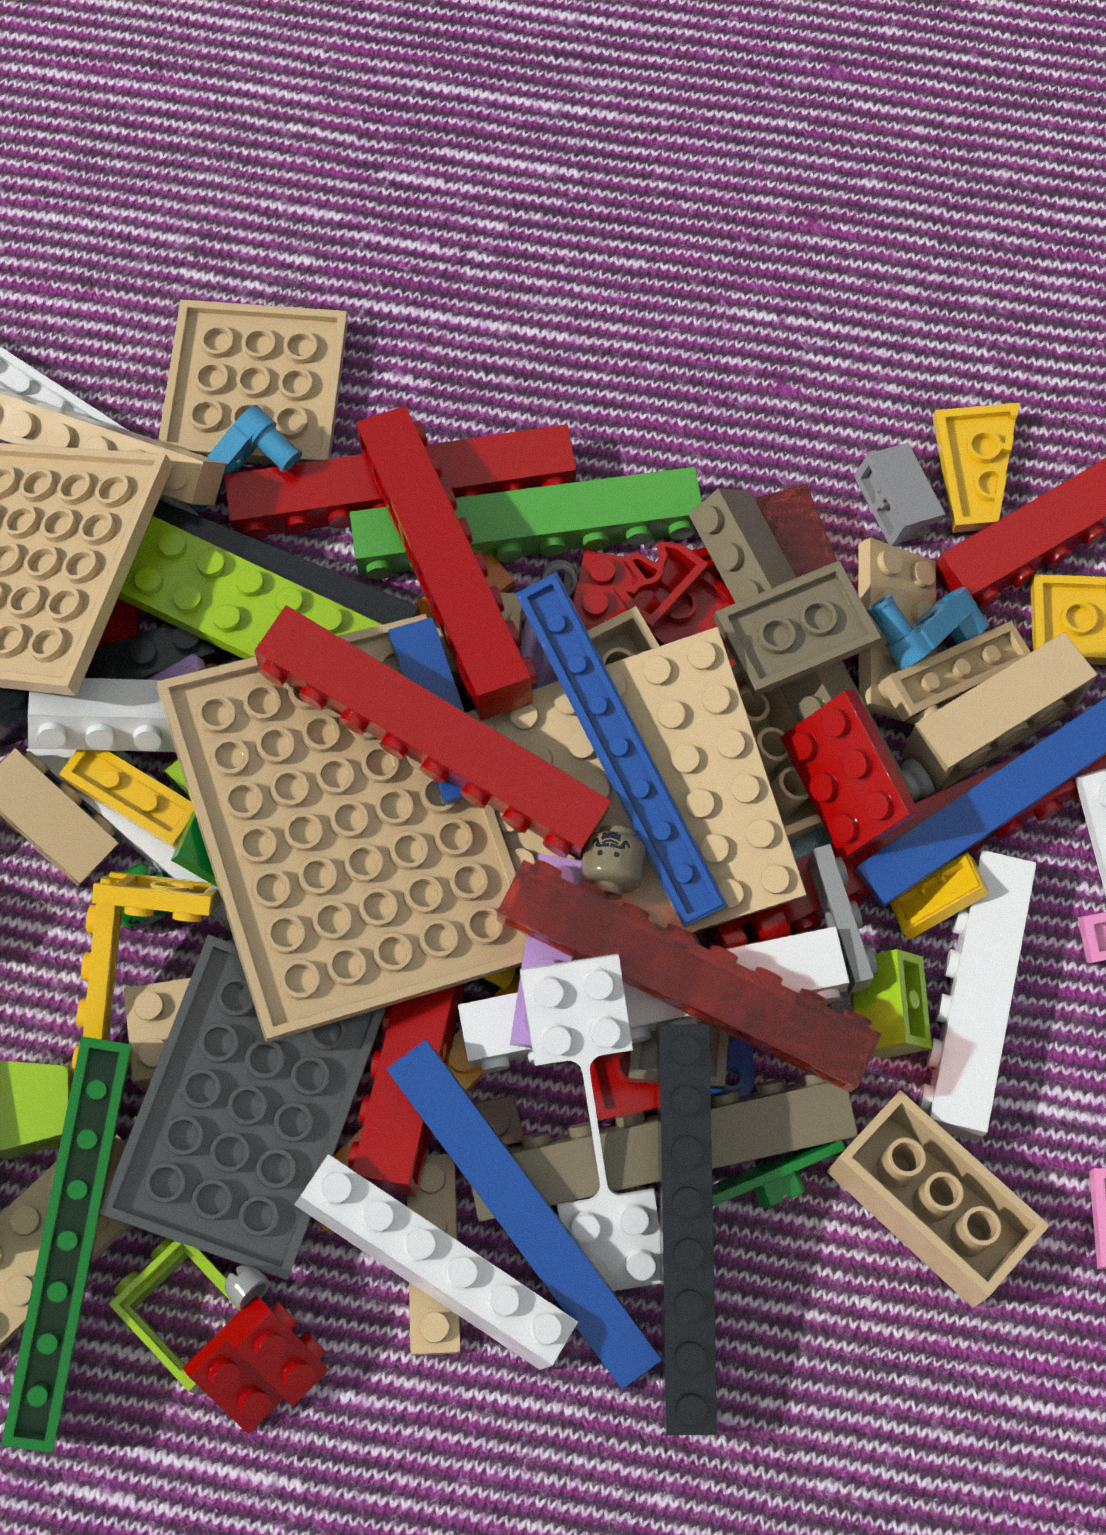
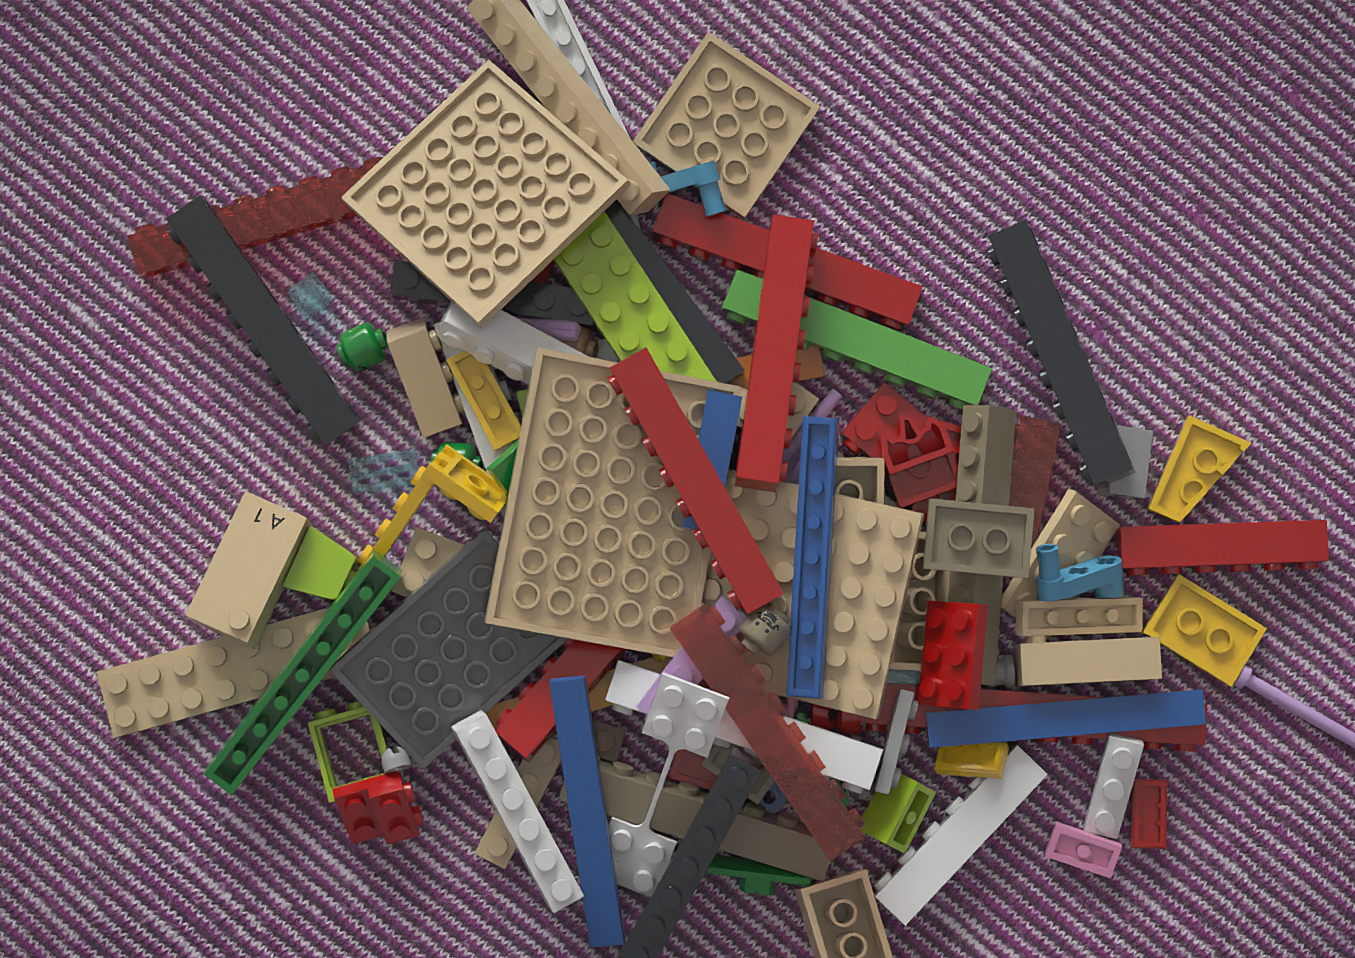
camera: 30 degrees right, 15 degrees up
(42, 943) = (353, 463): none -> clear light blue tile
(570, 573) = (850, 400): light grey hinge -> none
(763, 415) = (1061, 354): none -> black brick

